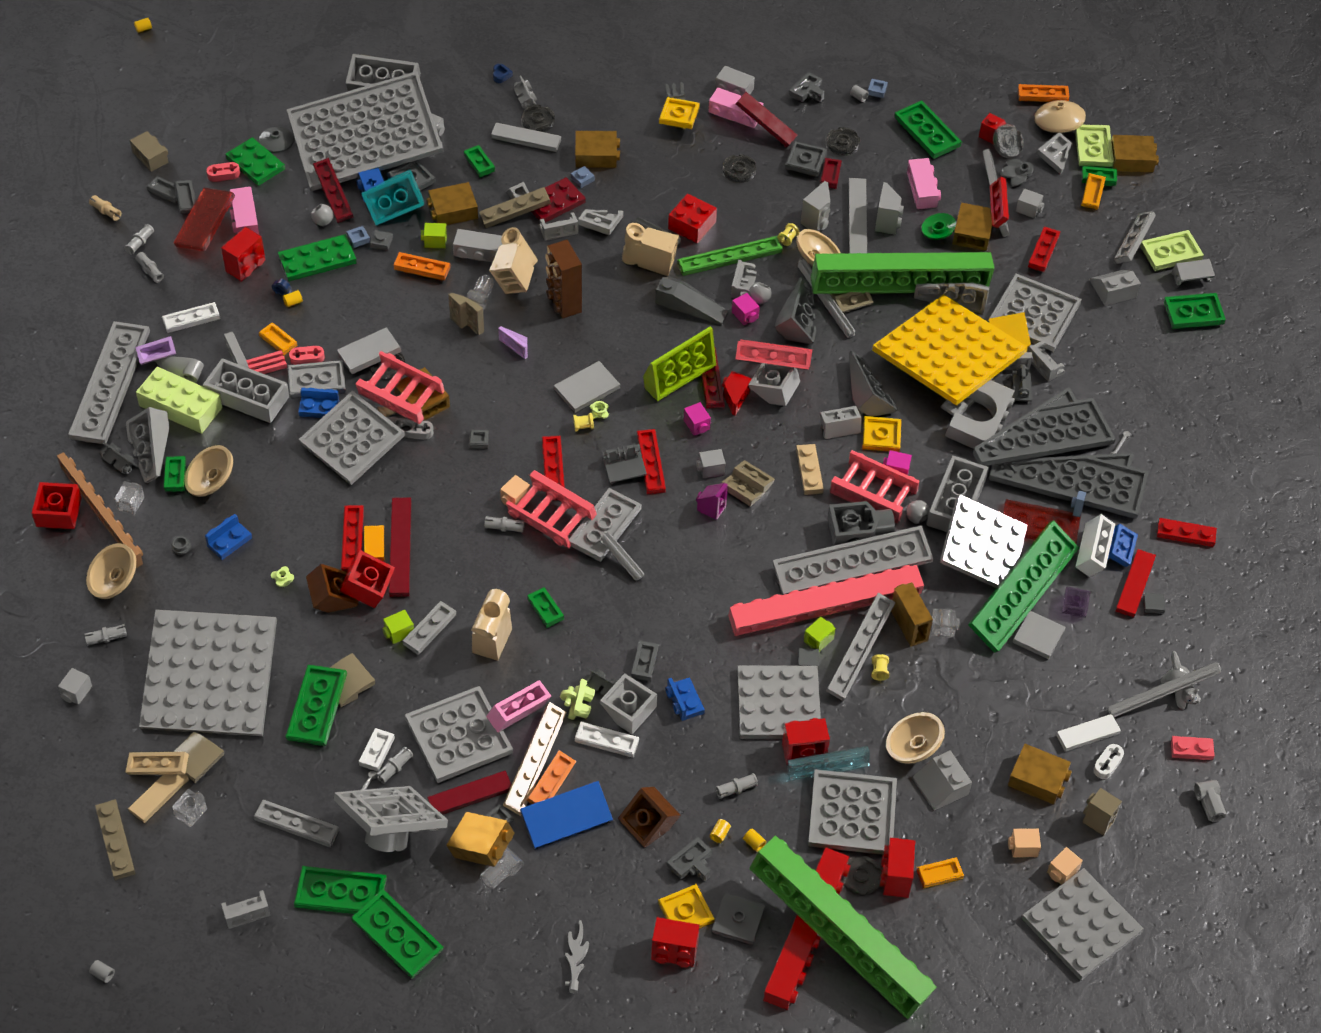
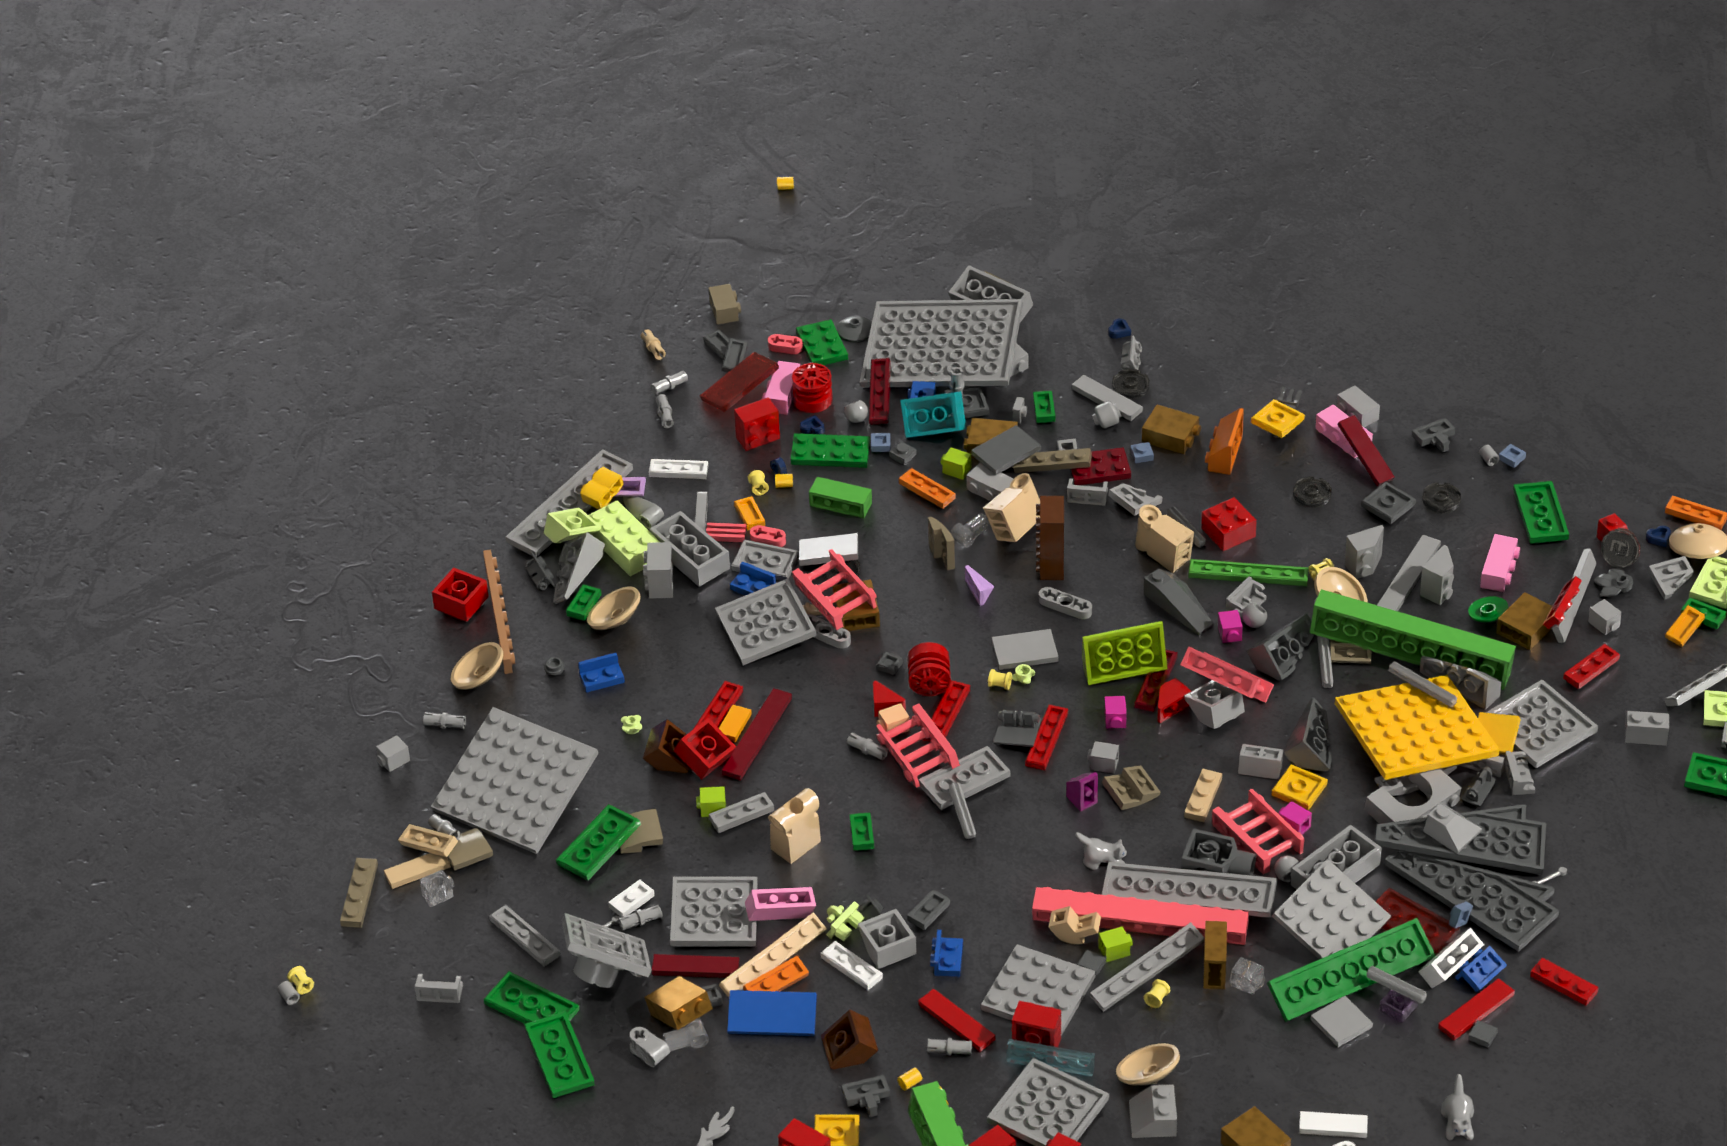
camera: 30 degrees right, 10 degrees down
(107, 953) = (300, 980): none -> light yellow bush
(126, 405) = (569, 524): none -> yellowish green slope
(129, 497) = (530, 609): clear brick -> none
(136, 359) = (601, 488): none -> yellow brick
(164, 744) = (443, 826): none -> light grey pin
(231, 420) = (658, 570): none -> light grey brick
(271, 308) = (759, 486): none -> light yellow bush
(273, 205) = (812, 387): none -> red wheel
(288, 239) = (812, 426): none -> dark blue tile
(352, 298) = (840, 497): none -> bright green brick
(401, 156) = (956, 383): none -> light grey pin
(461, 171) = (1019, 410): none -> light grey plate
(474, 210) = (1005, 450): none -> dark grey tile
(474, 893) = (648, 1046): none -> light grey piece
(496, 475) = (885, 698): none -> red slope
(522, 434) = (929, 669): none -> red wheel
(536, 152) = (1106, 414): none -> light grey head
(584, 337) = (1077, 608): none -> light grey beam
(649, 147) = (1225, 443): none -> orange slope
(726, 757) = (956, 1020): none -> red tile
(759, 552) = (1099, 851): none -> light grey animal
(778, 633) = (1071, 928): none -> tan brick
(831, 172) = (1407, 525): dark red tile -> none
(936, 310) = (1422, 684): none -> light grey axle
(1025, 121) = (1658, 536): none -> dark blue tile
(1032, 430) = (1450, 828): none -> light grey slope
(1069, 586) = (1396, 984): none -> light grey axle
(1164, 689) = (1433, 1109): light grey axle -> none

